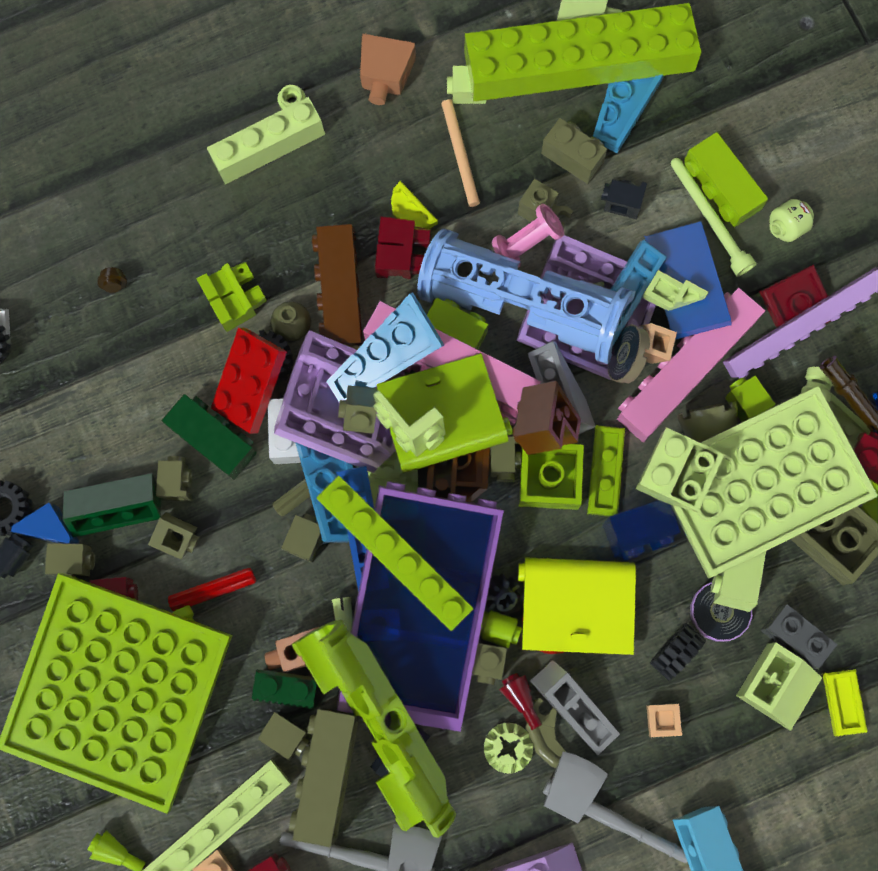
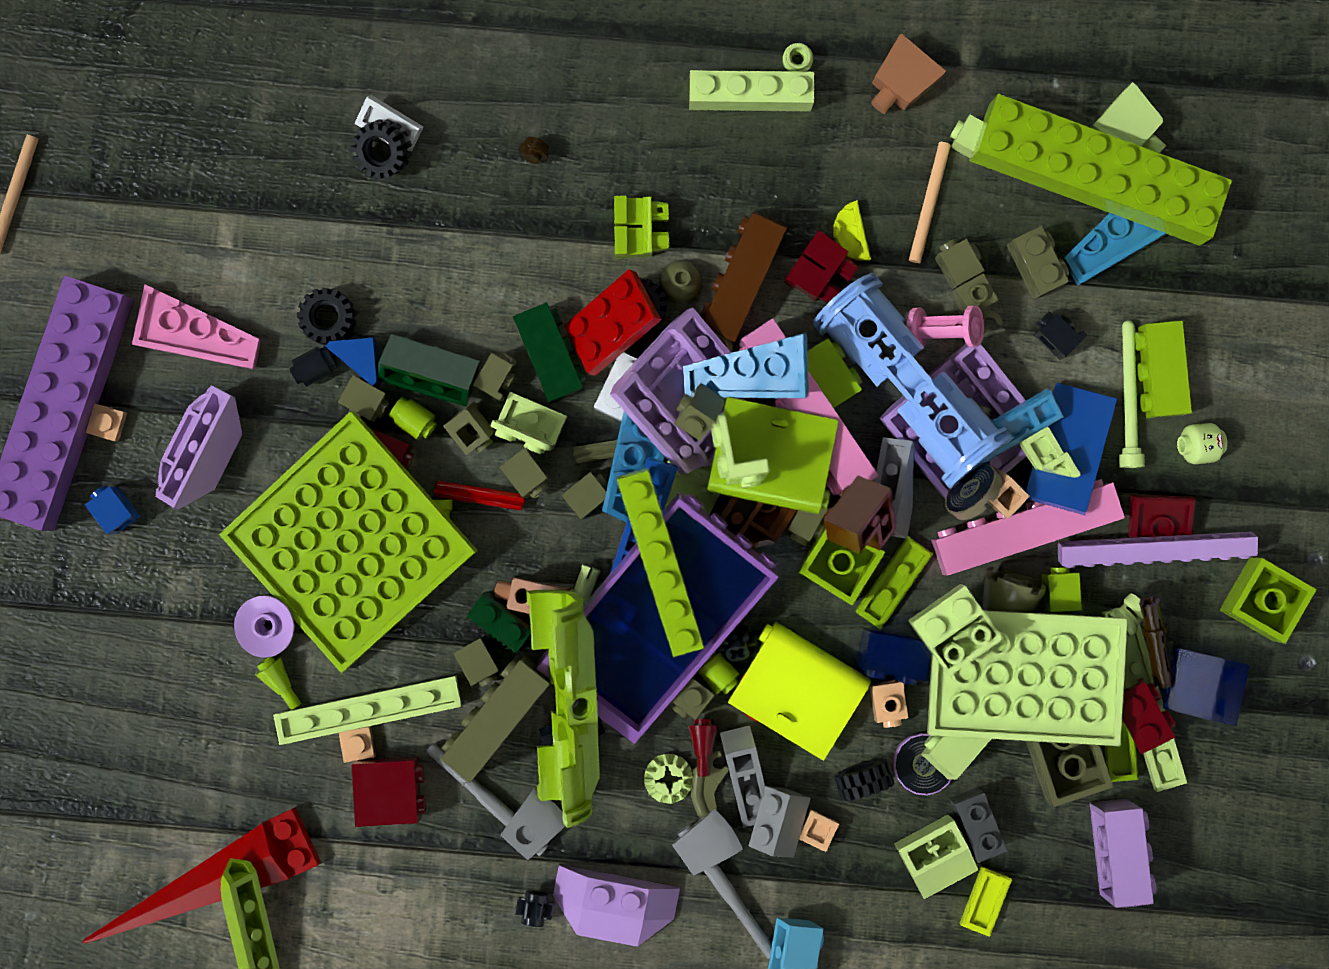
camera: 25 degrees right, 10 degrees up
(64, 814) = (251, 630): none -> lavender dish
(119, 554) = (413, 418): none -> lime brick
(222, 501) = (529, 422): none -> yellowish green bracket
(241, 546) = (526, 474): none -> olive brick
(509, 183) = (959, 262): none -> olive brick
(626, 731) = (779, 822): none -> light grey brick
(649, 573) = (880, 694): none -> light nougat brick

